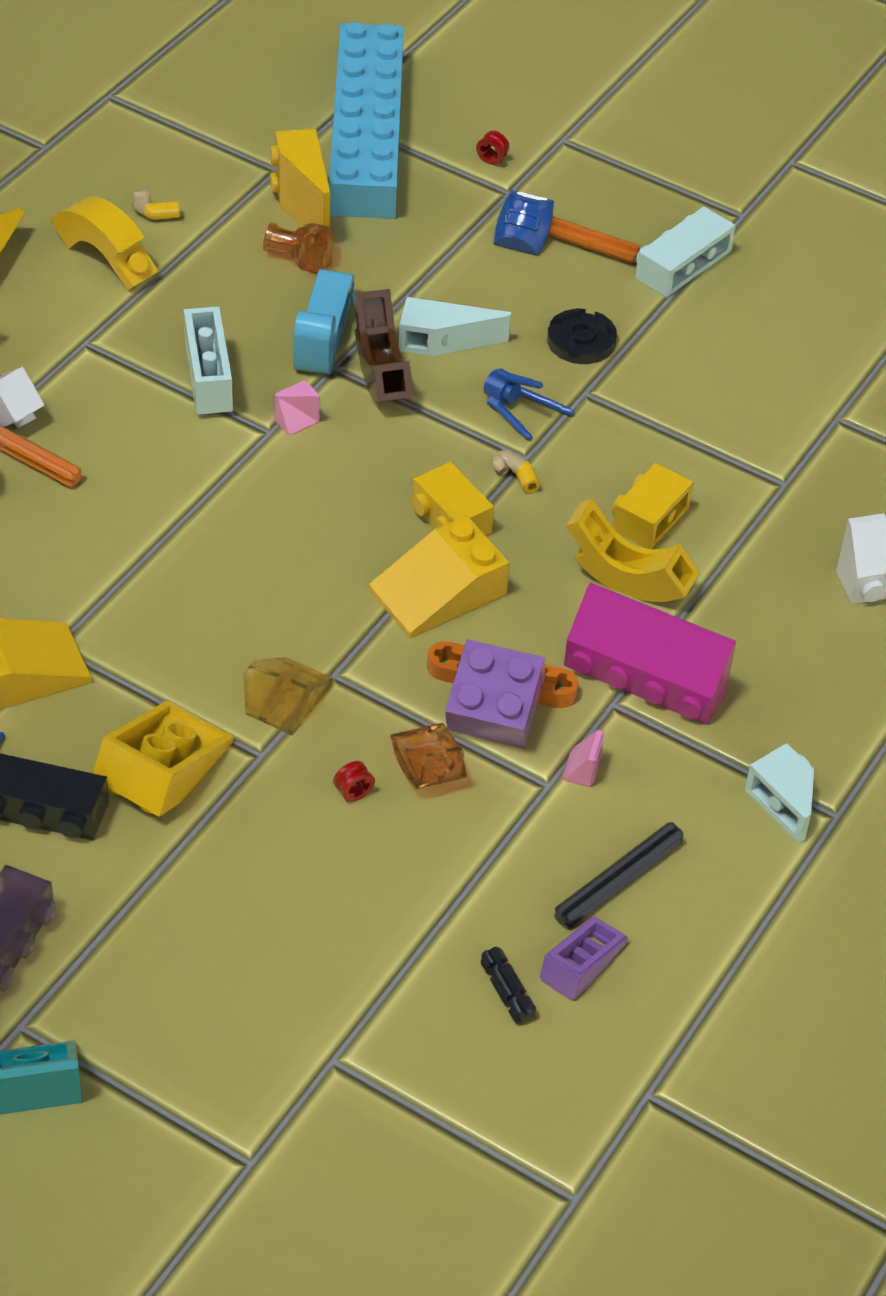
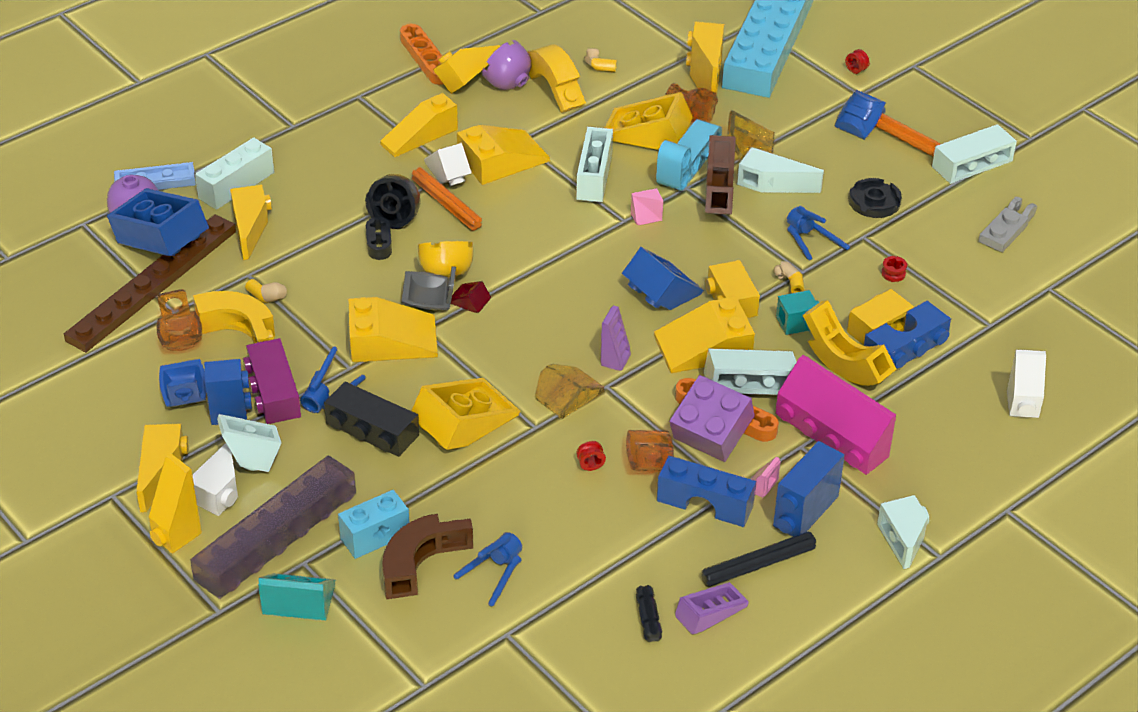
camera: 20 degrees right, 5 degrees down
(39, 239) = (508, 66): none -> medium lavender cylinder
(50, 588) = (428, 290): none -> dark grey piece
(57, 540) = (443, 255): none -> yellow cylinder
(69, 365) = (499, 151): none -> yellow slope
(102, 949) = (372, 523): none -> medium azure brick
(105, 585) = (471, 296): none -> dark red slope
(165, 965) = (415, 544): none -> reddish brown arch
(258, 284) = (651, 121): none -> yellow slope
(286, 946) = (501, 551): none -> blue plant
(329, 612) = (614, 341): none -> medium lavender slope
(352, 510) = (660, 280): none -> blue slope
(400, 277) = (749, 135): none -> clear yellow slope
(495, 788) = (728, 493): none -> blue arch
(519, 614) = (749, 369): none -> light aqua brick
(543, 518) = (791, 310): none -> teal brick
(642, 431) = (894, 269): none -> red bush
(654, 766) = (808, 489): none -> blue brick
(709, 509) = (923, 330): none -> blue arch
(758, 343) = (1007, 225): none -> light grey hinge

